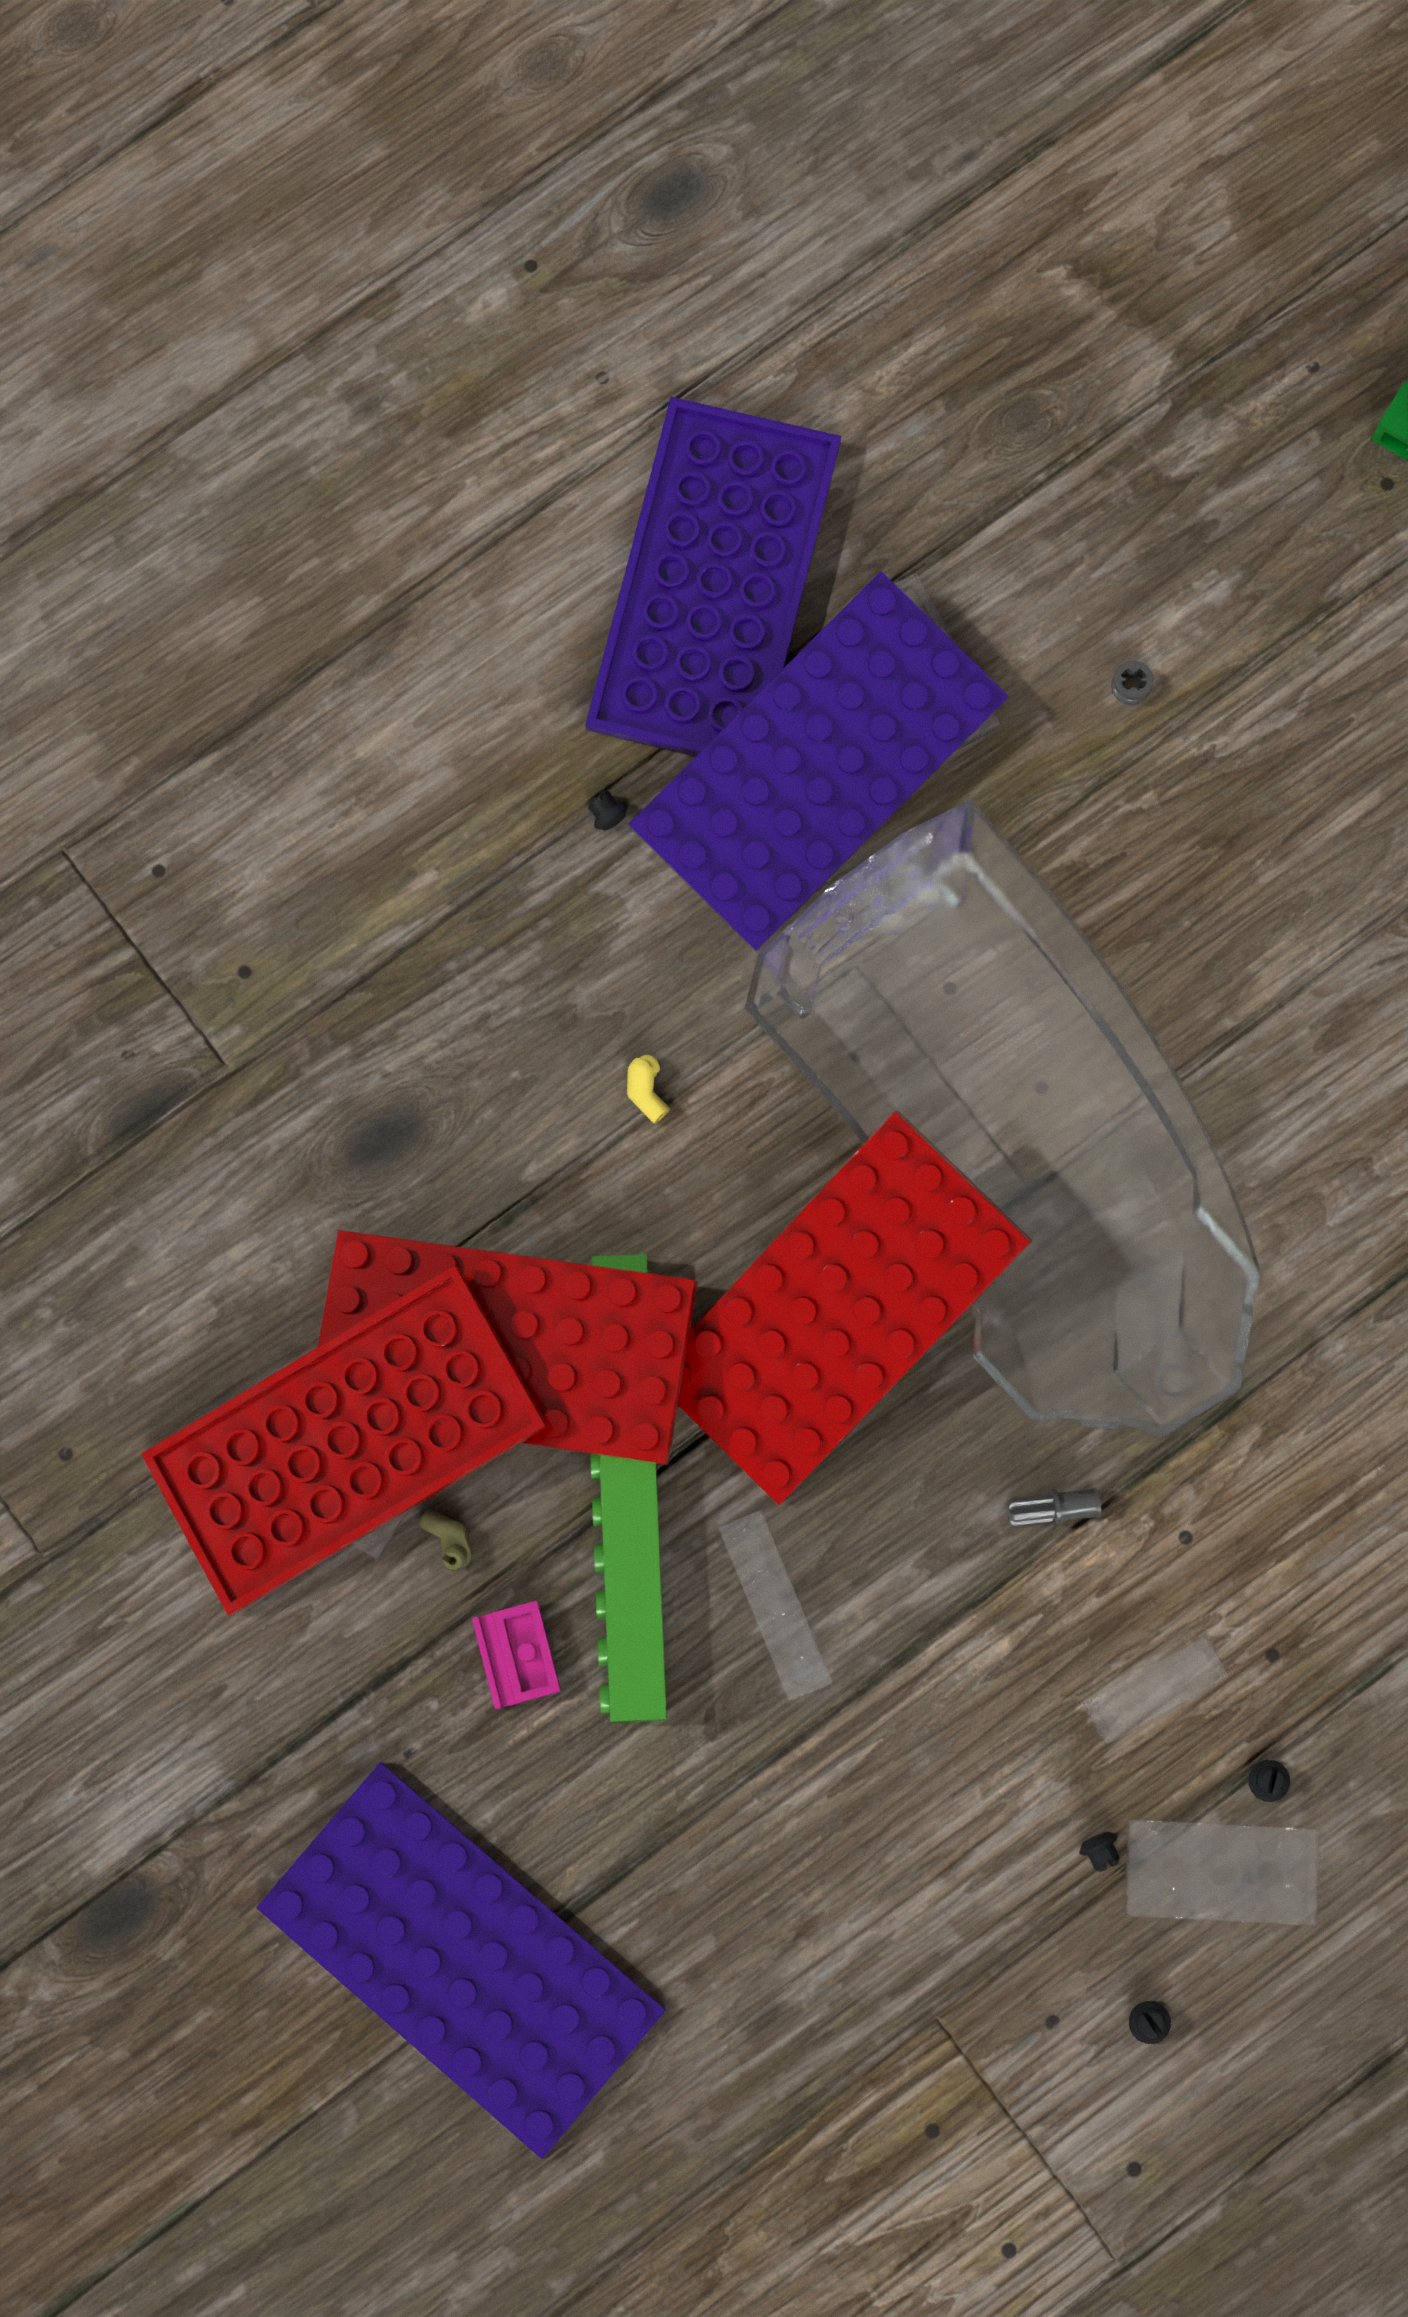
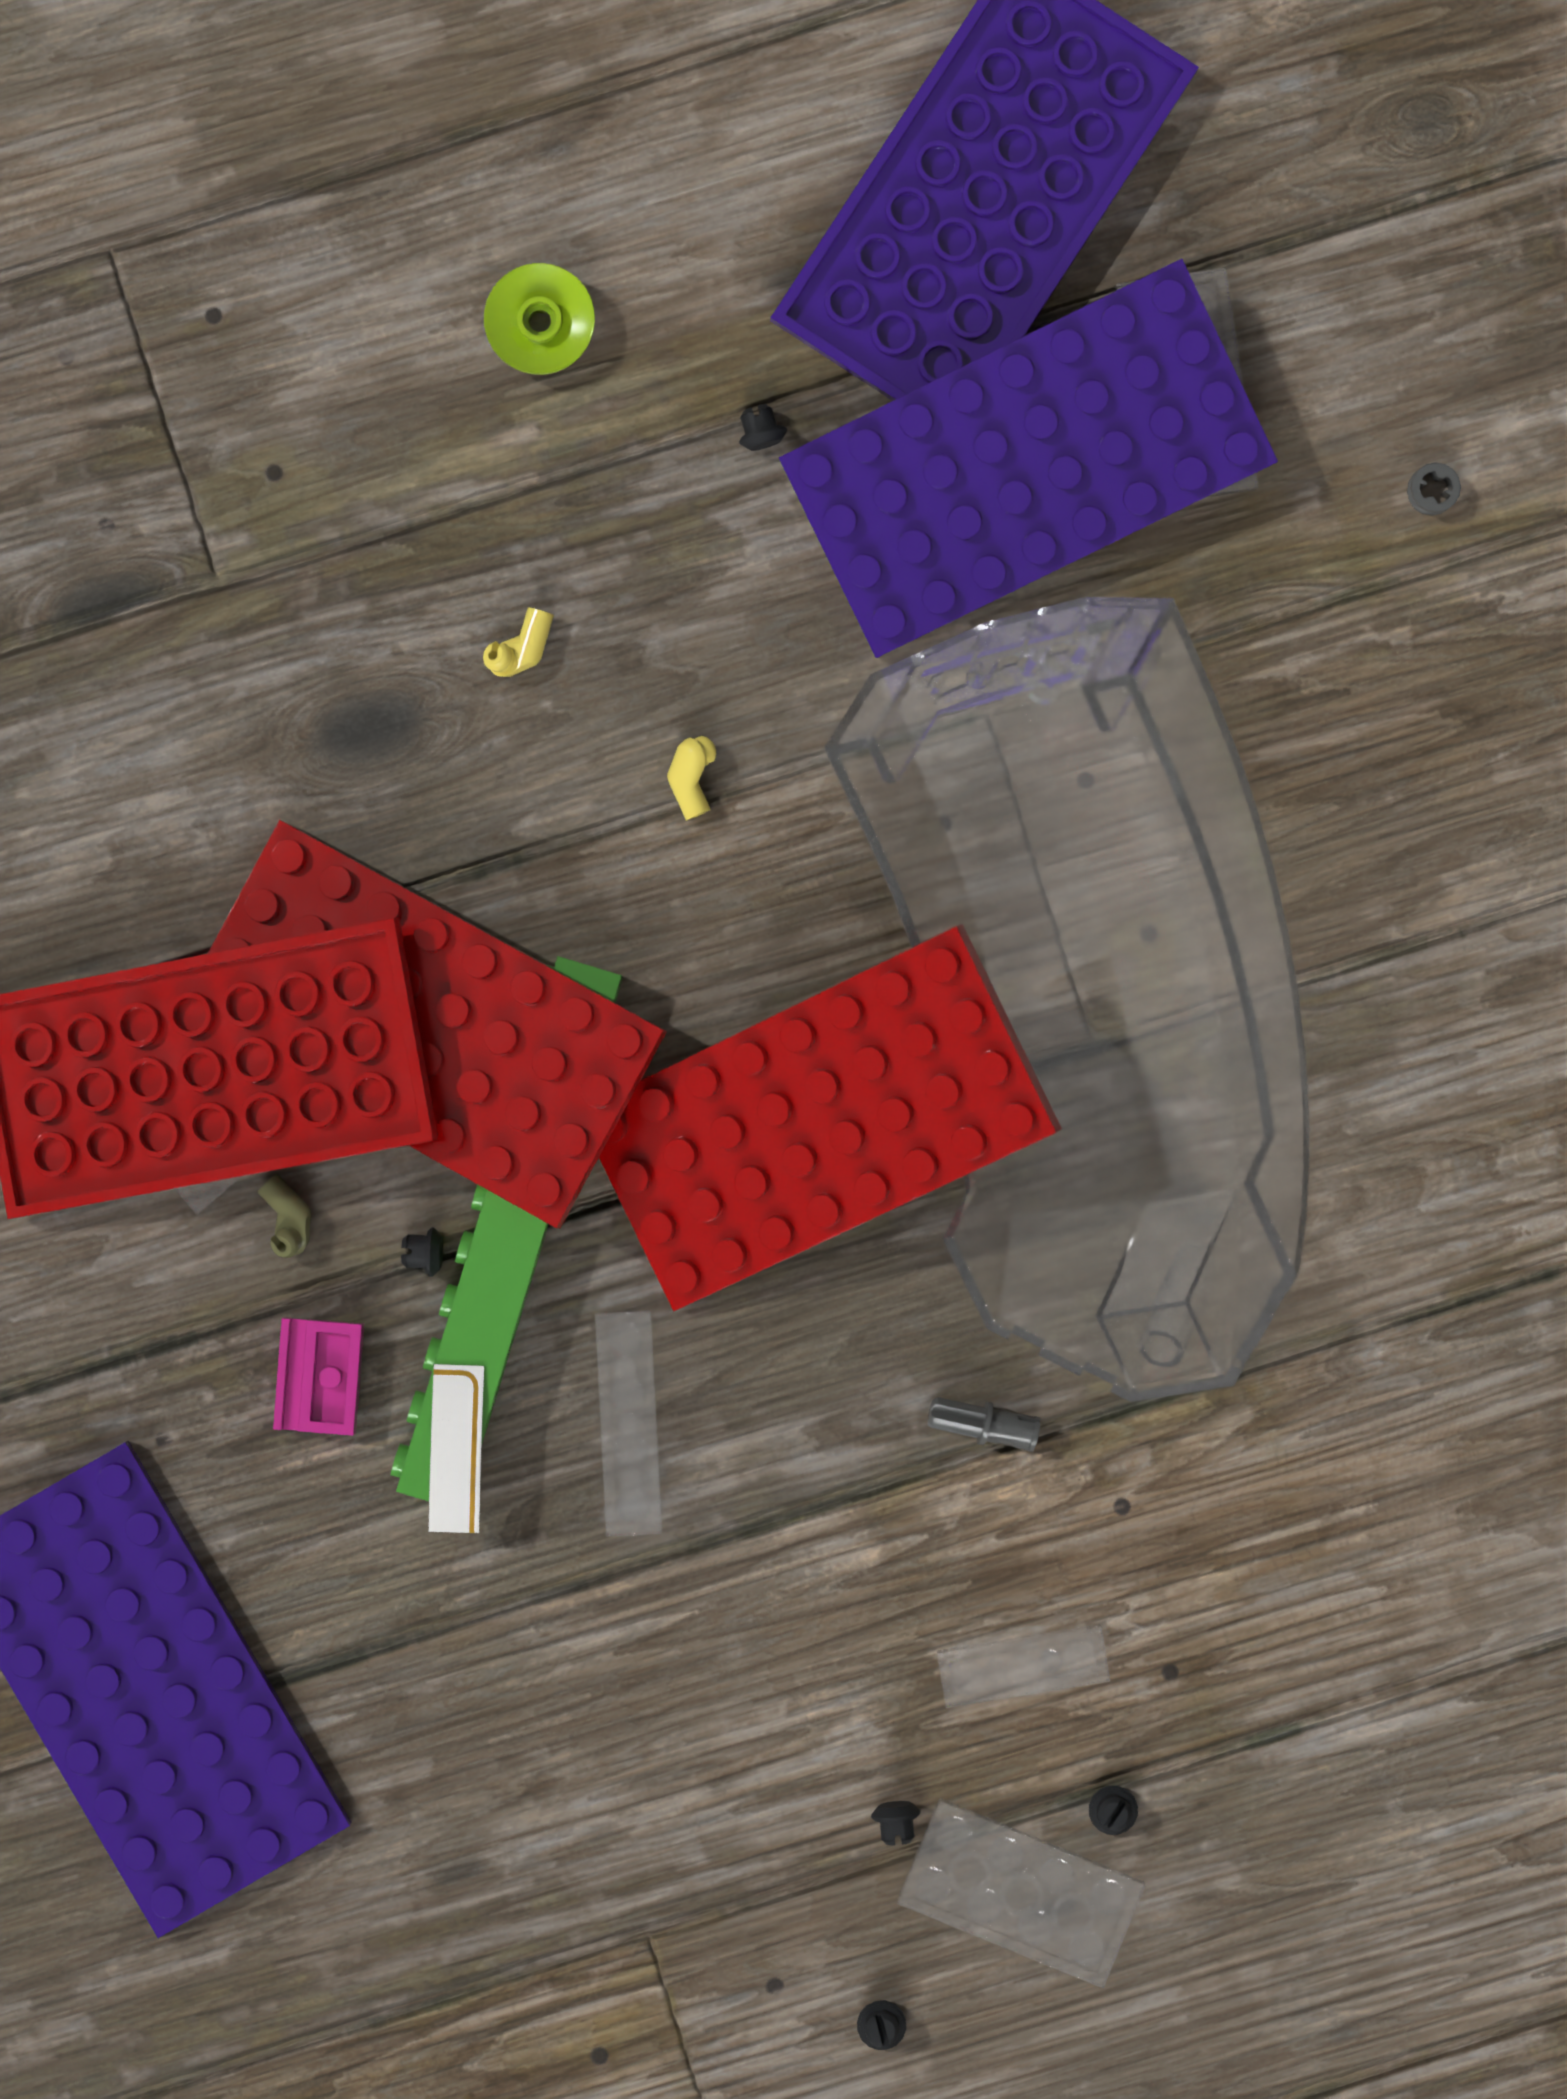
camera: 20 degrees right, 10 degrees up
(405, 765) = (531, 291): none -> lime dish
(483, 1038) = (522, 651): none -> light yellow arm
(567, 1527) = (426, 1251): none -> black piece
(646, 1670) = (456, 1448): none -> white sticker

